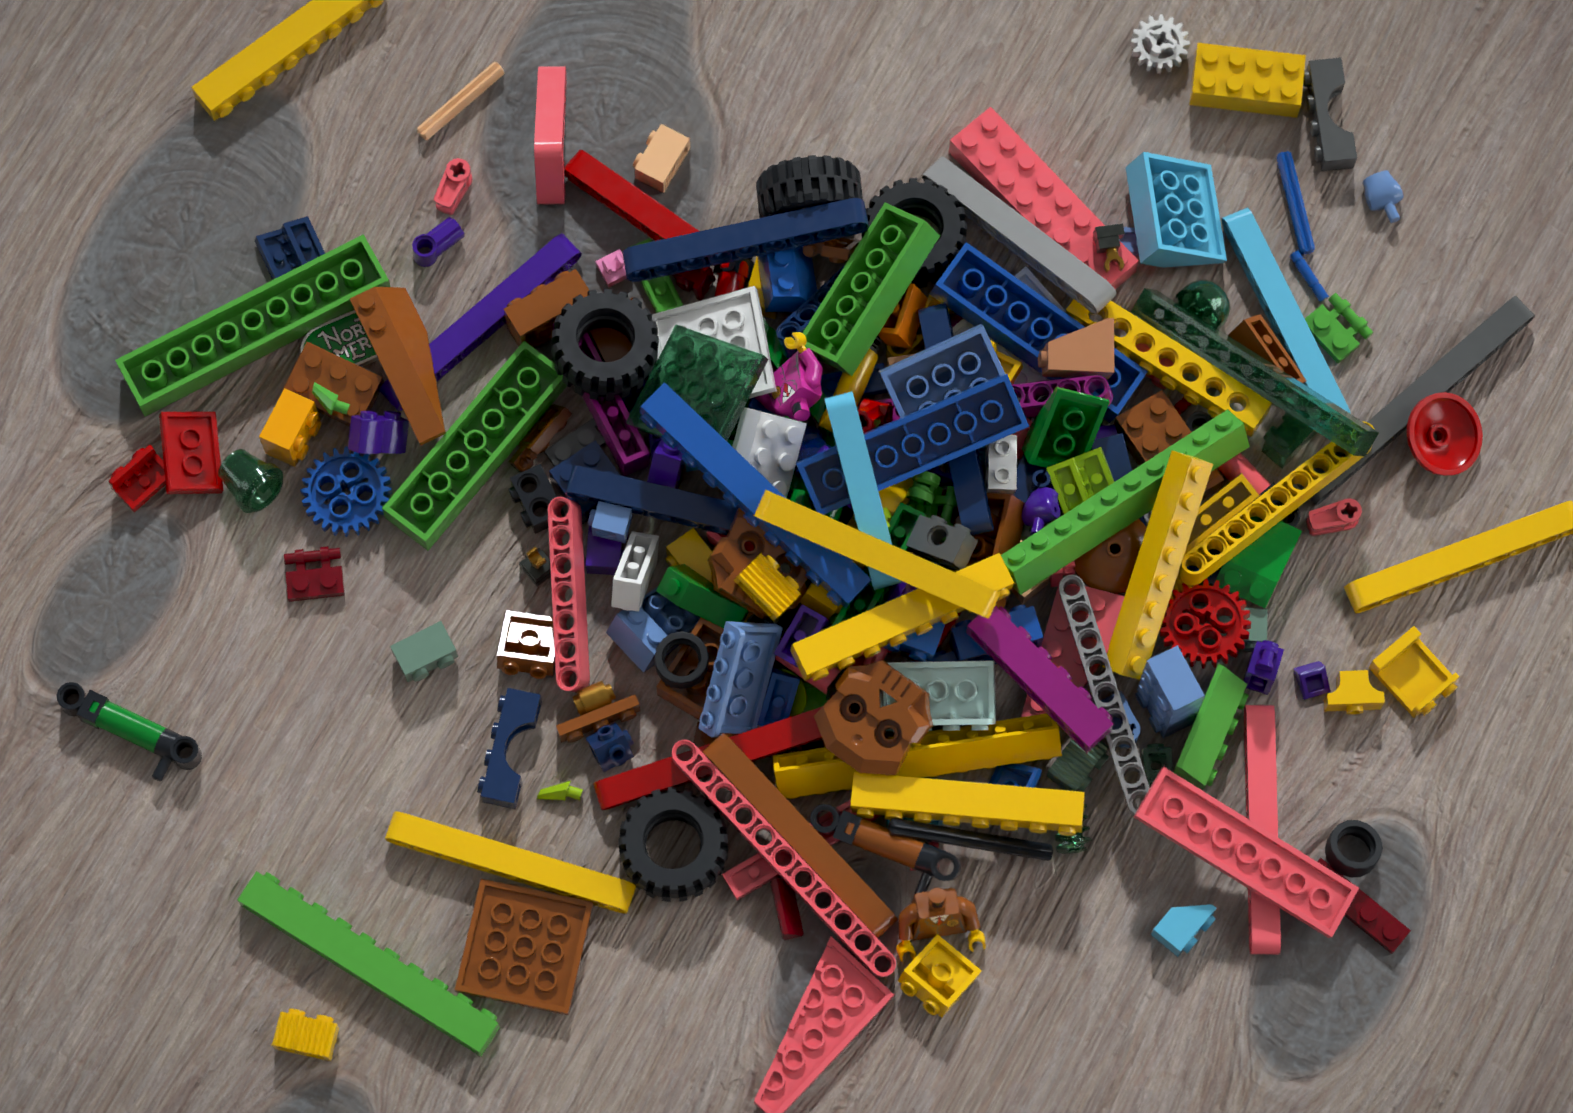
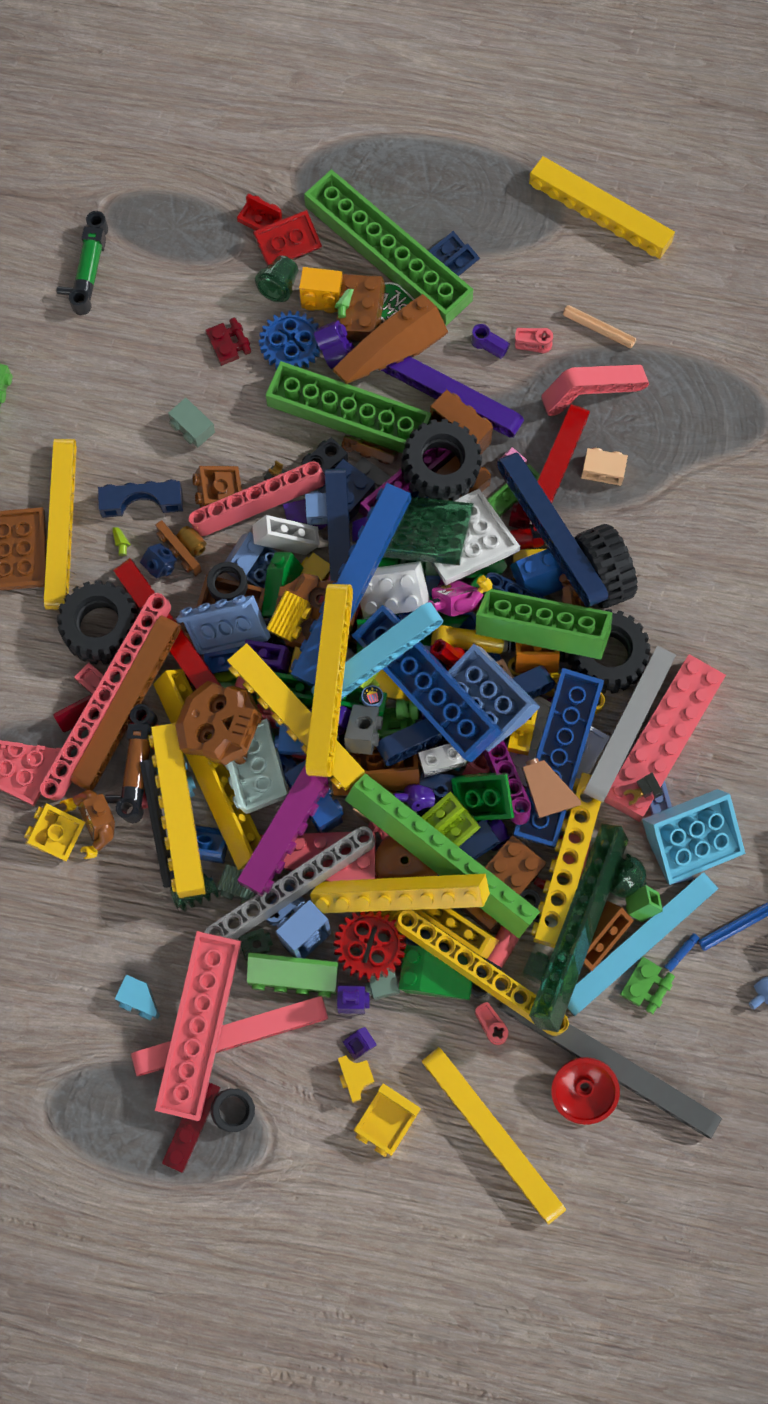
camera: 75 degrees right, 0 degrees up
(902, 519) = (372, 696): none -> tile
(1243, 295) = (644, 904): none -> bright green brick

